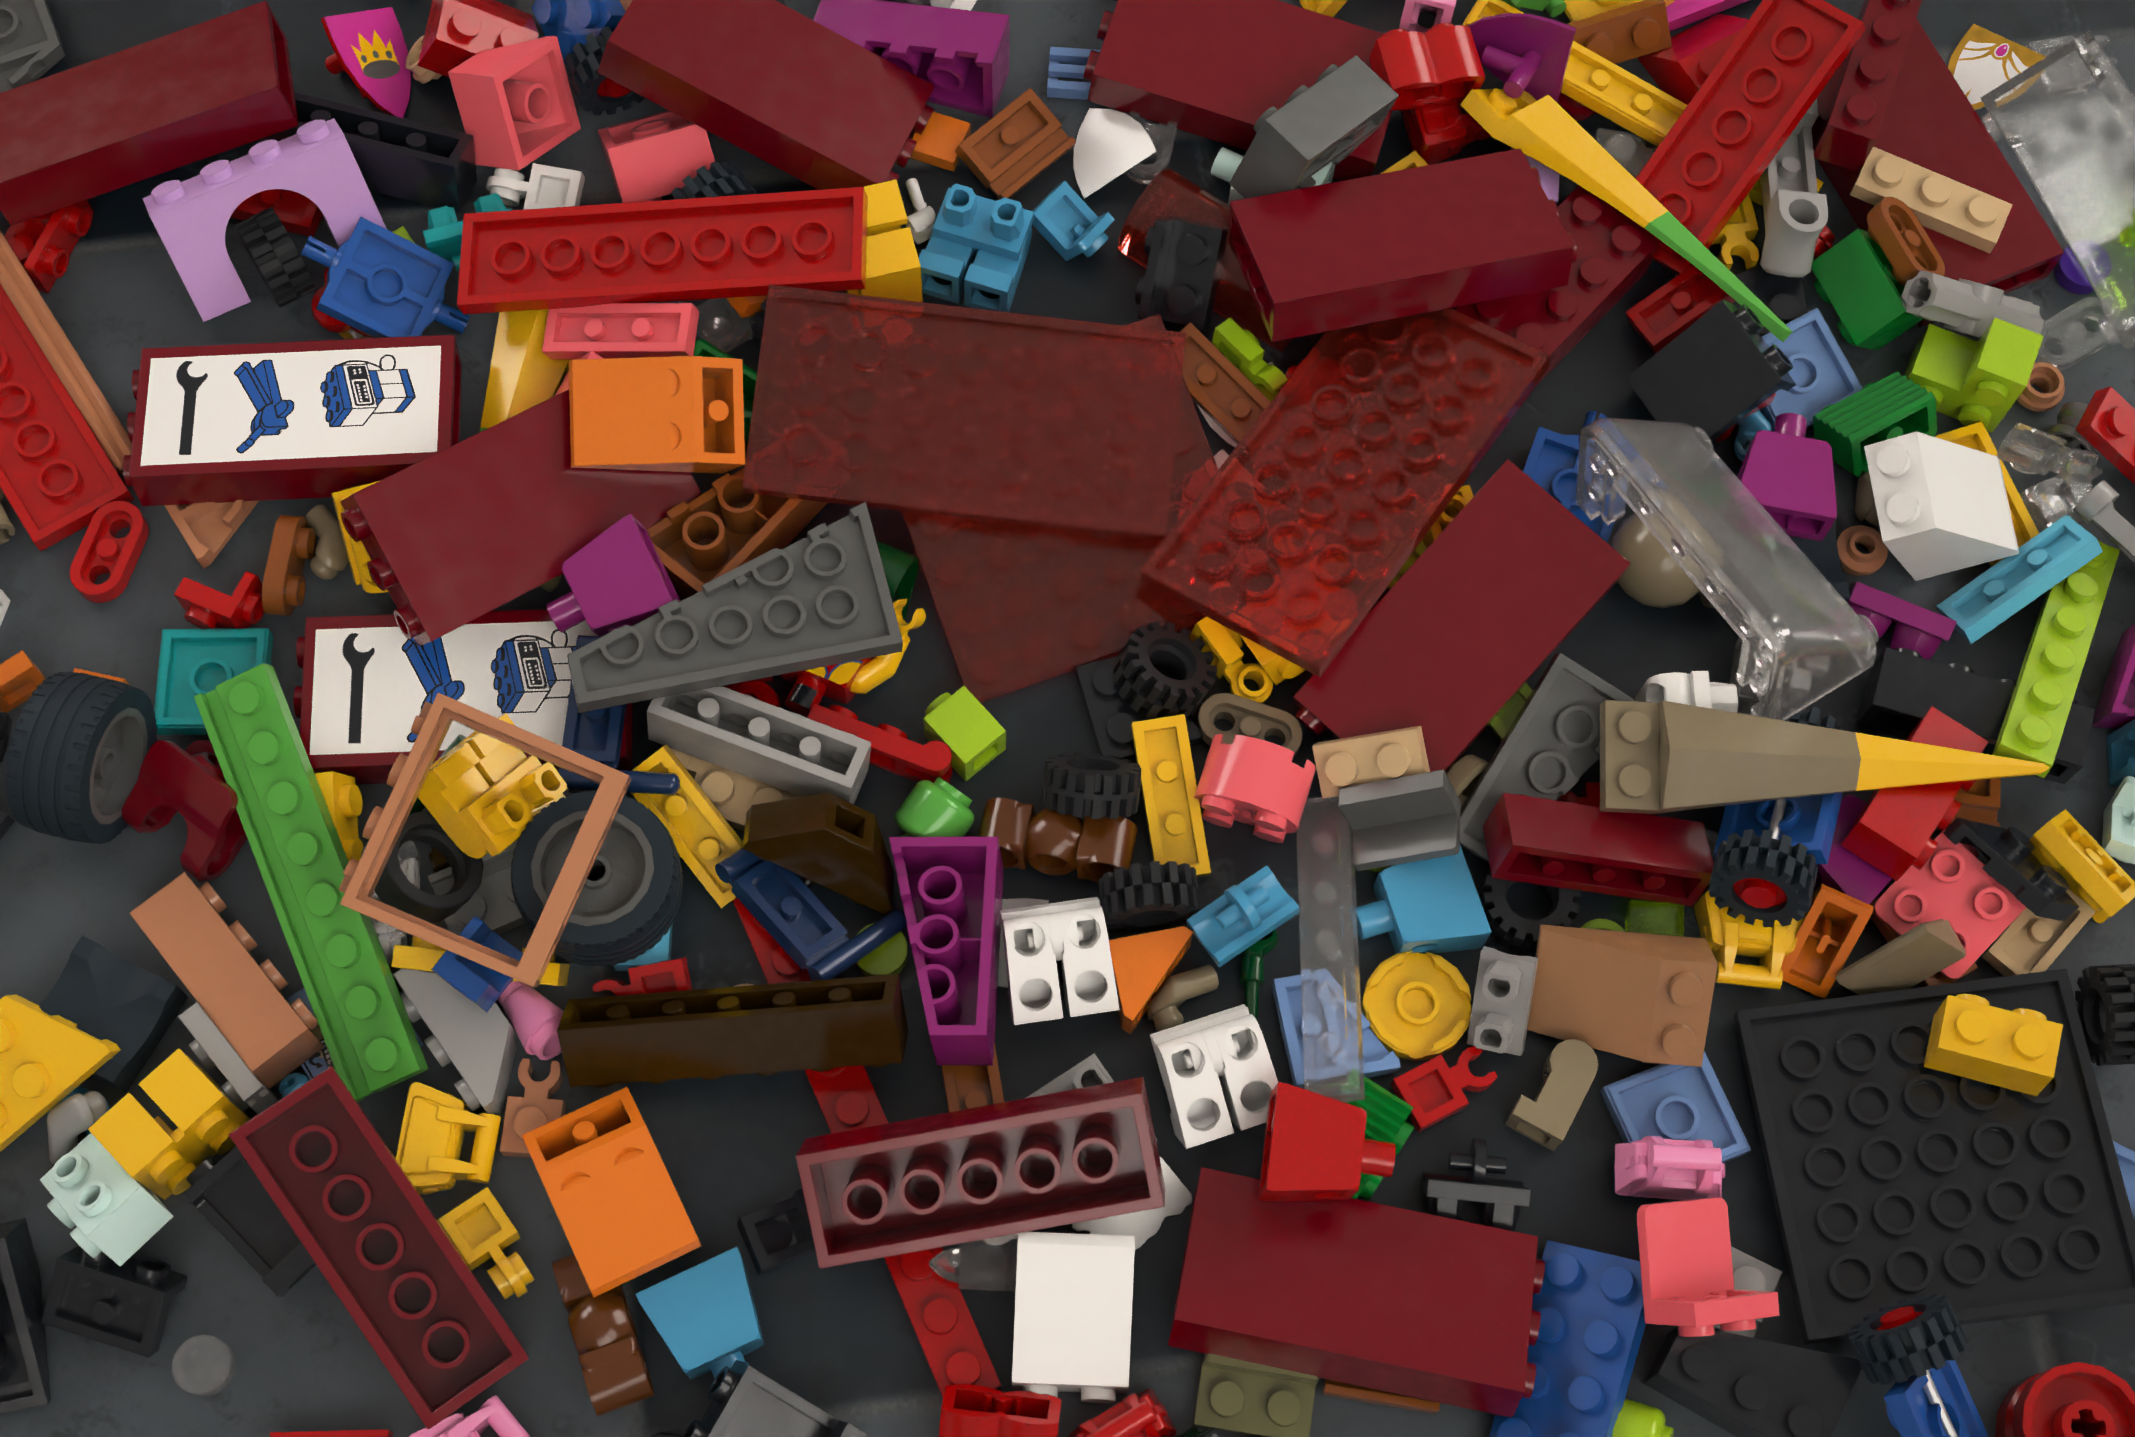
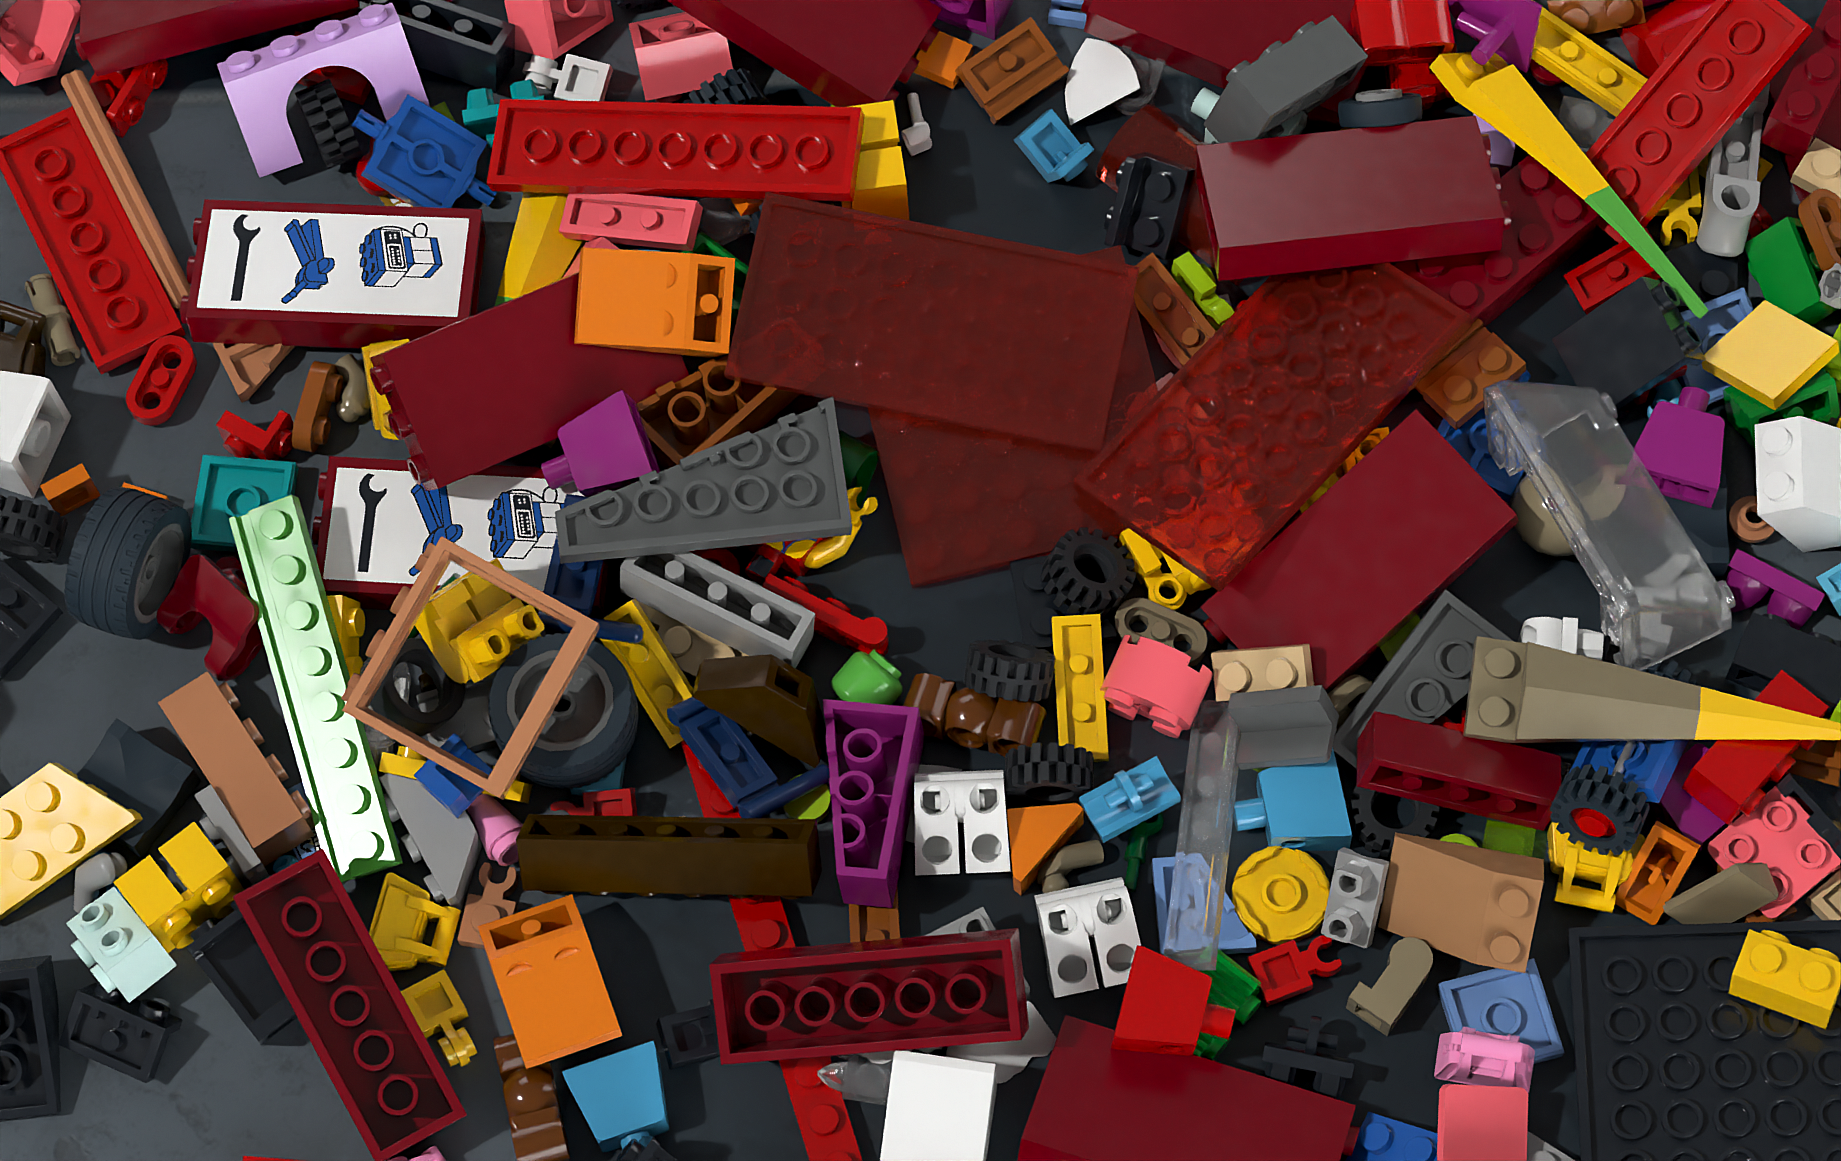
camera: 15 degrees right, 0 degrees up
(203, 1365) = (190, 1095): clear tile -> none
(966, 729) = (904, 610): lime brick -> none
(977, 248) = (964, 167): dark azure hips -> none
(1416, 150) = (1380, 109): none -> black wheel
(1547, 424) = (1471, 364): none -> dark orange plate
(1861, 374) = (1770, 355): none -> yellow tile

